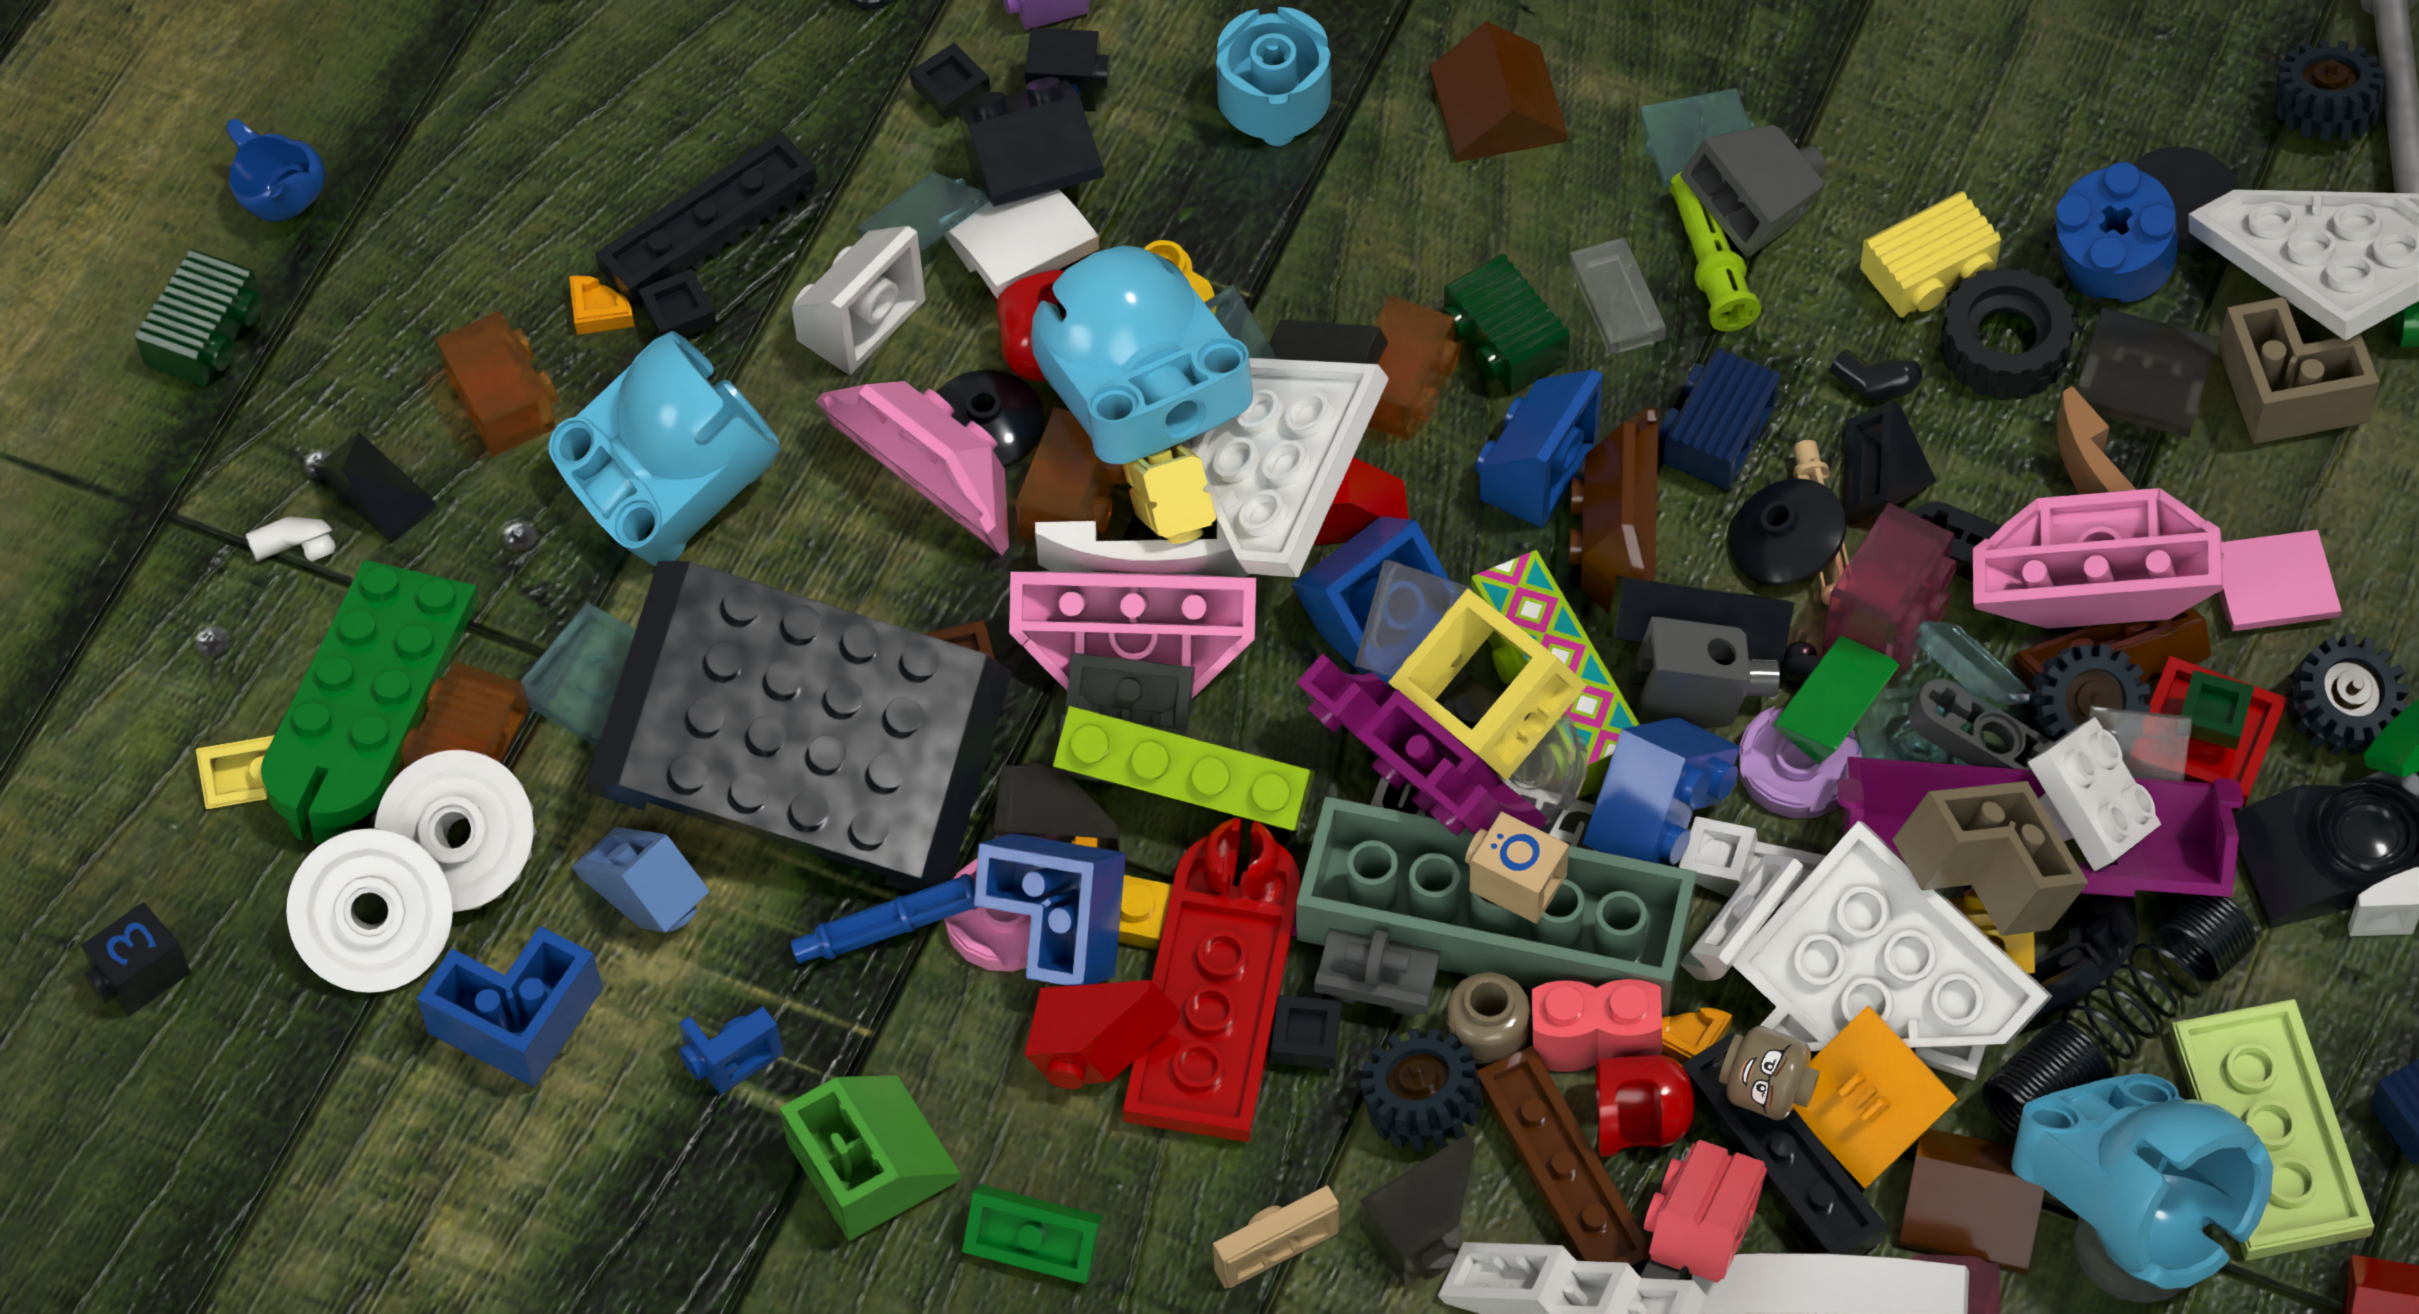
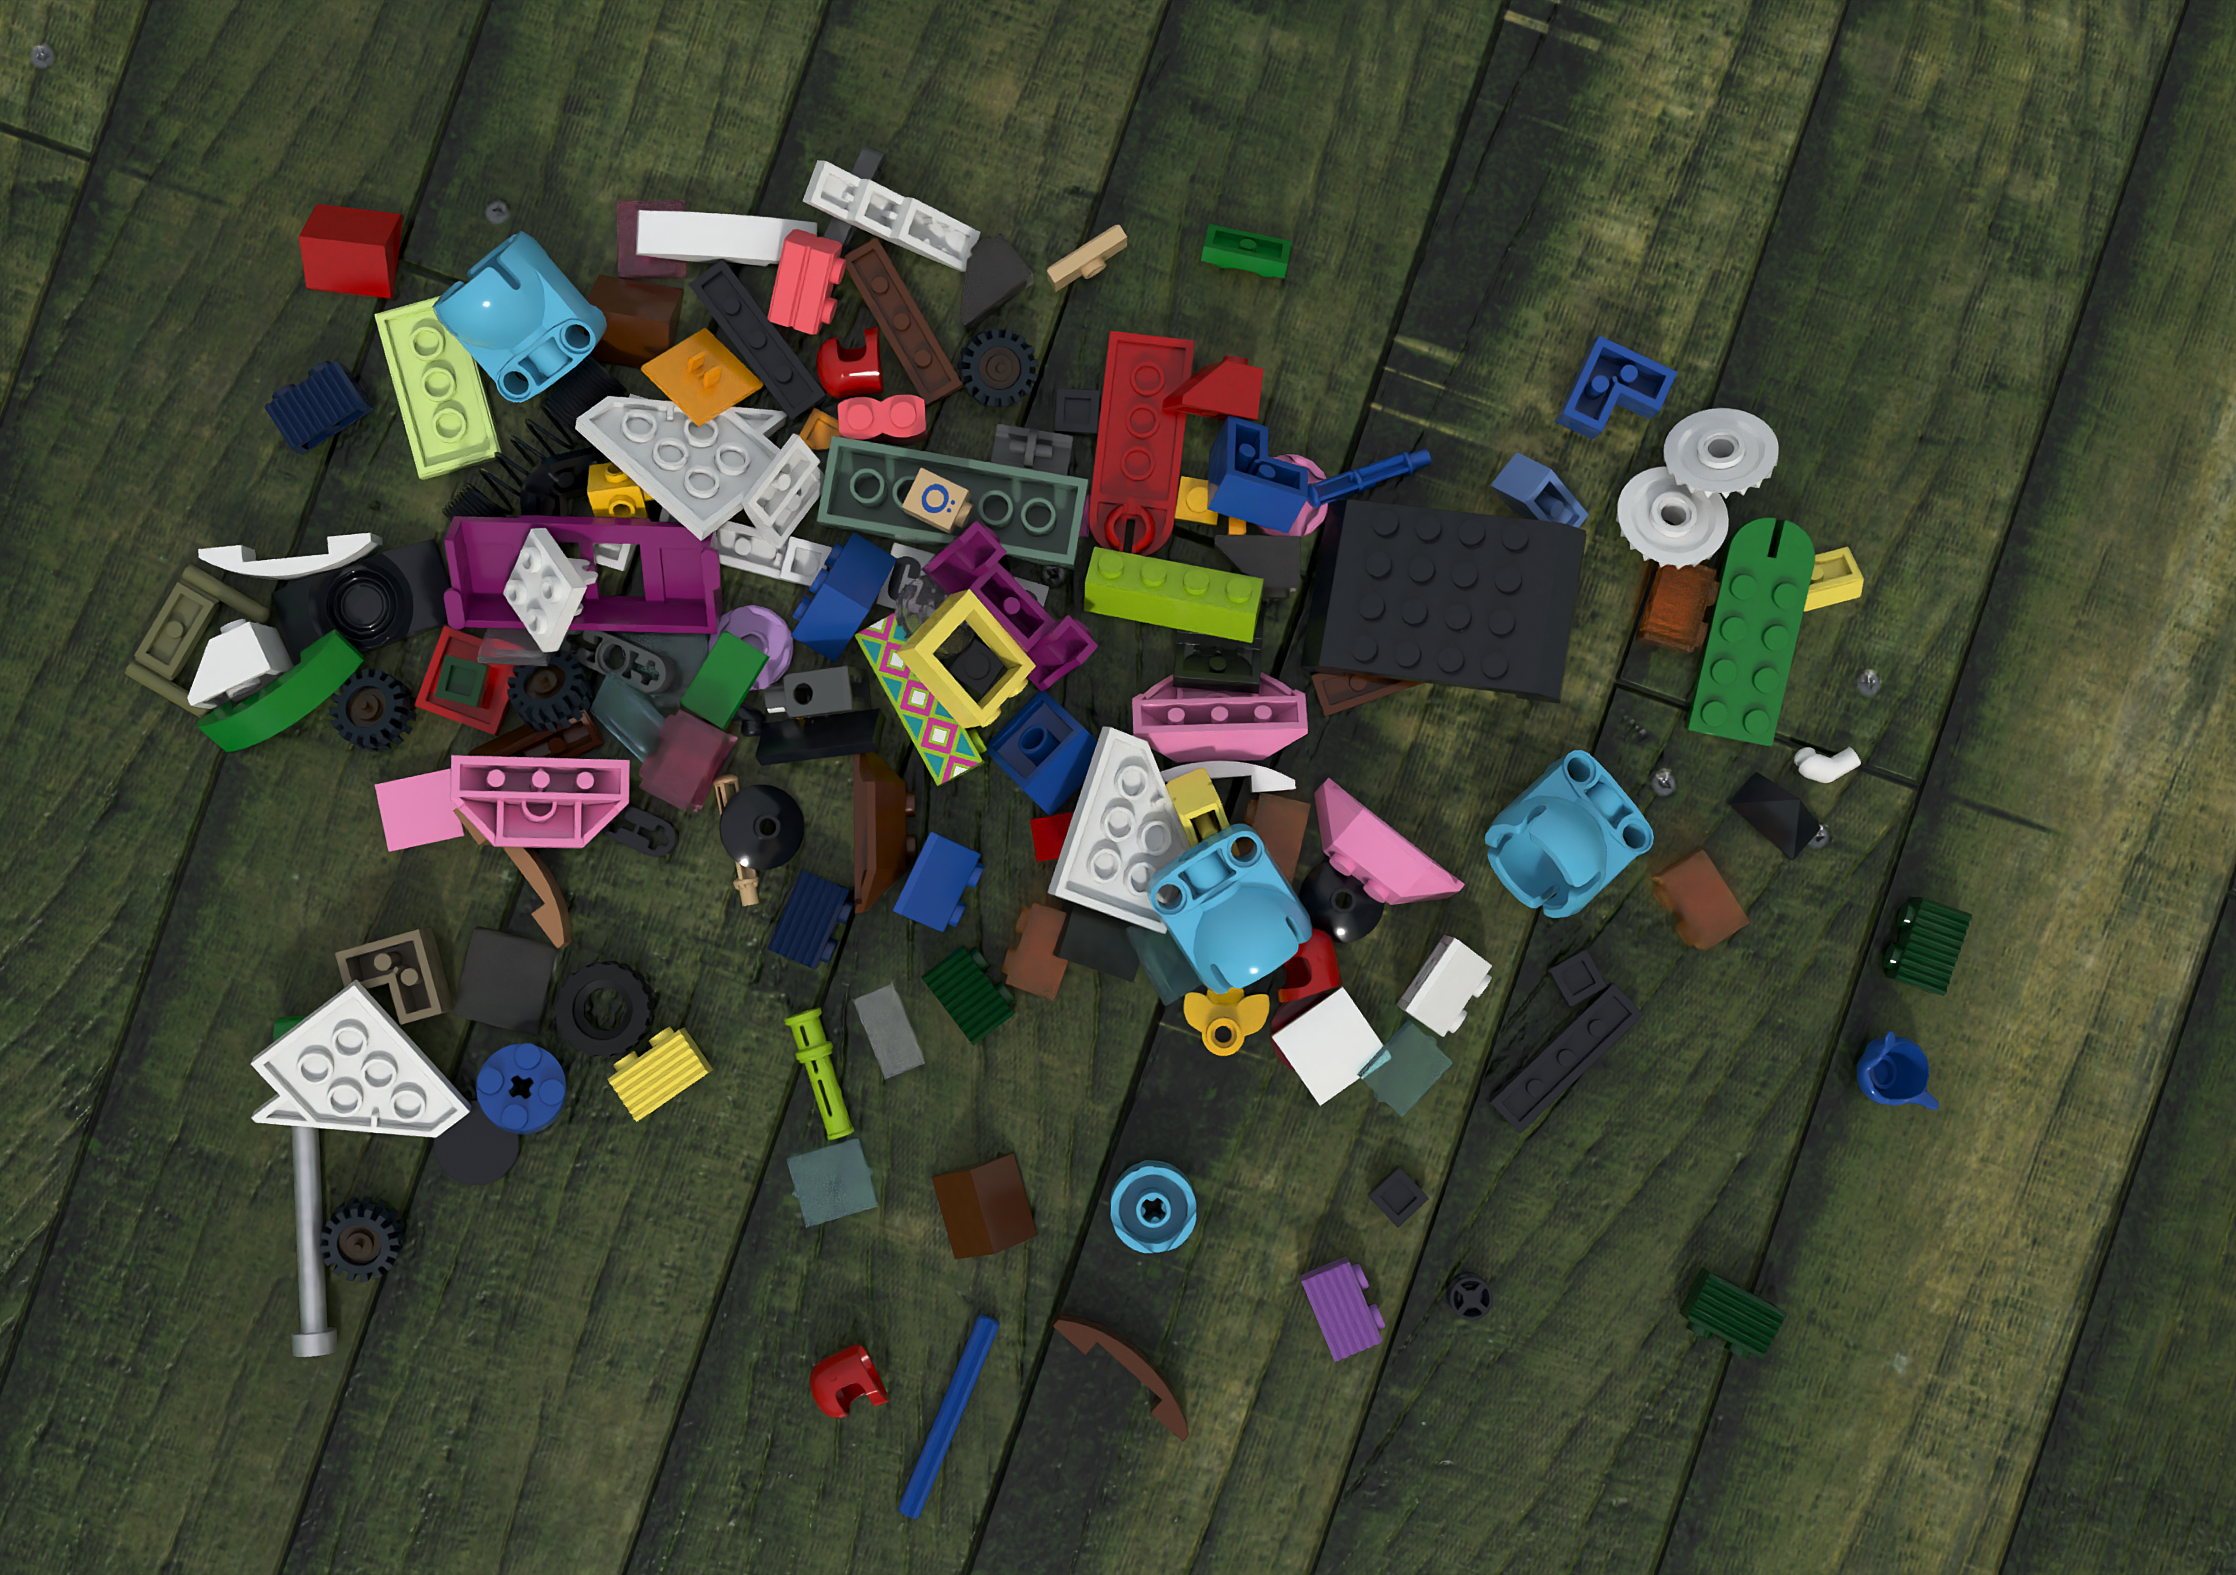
camera: 170 degrees right, 30 degrees up
(134, 960) = (1875, 415): black brick -> none
(581, 673) = (1599, 665): clear light blue tile -> none
(598, 306) = (1636, 981): light orange tile -> none
(735, 1054) = (1455, 374): blue bracket -> none
(866, 1149) = (1360, 300): bright green slope -> none
(1029, 141) = (1330, 1124): black slope -> none
(1069, 56) = (1311, 1209): black brick -> none
(1402, 615) = (1023, 724): clear piece -> none
(1489, 1016) = (955, 419): dark tan head -> none
(1755, 183) = (785, 1120): dark grey torso -> none
(1768, 1073) = (765, 372): dark tan head -> none
(1879, 380) = (696, 964): black arm -> none
(1881, 462) = (696, 889): black slope -> none
(2000, 846) = (603, 510): dark tan brick -> none

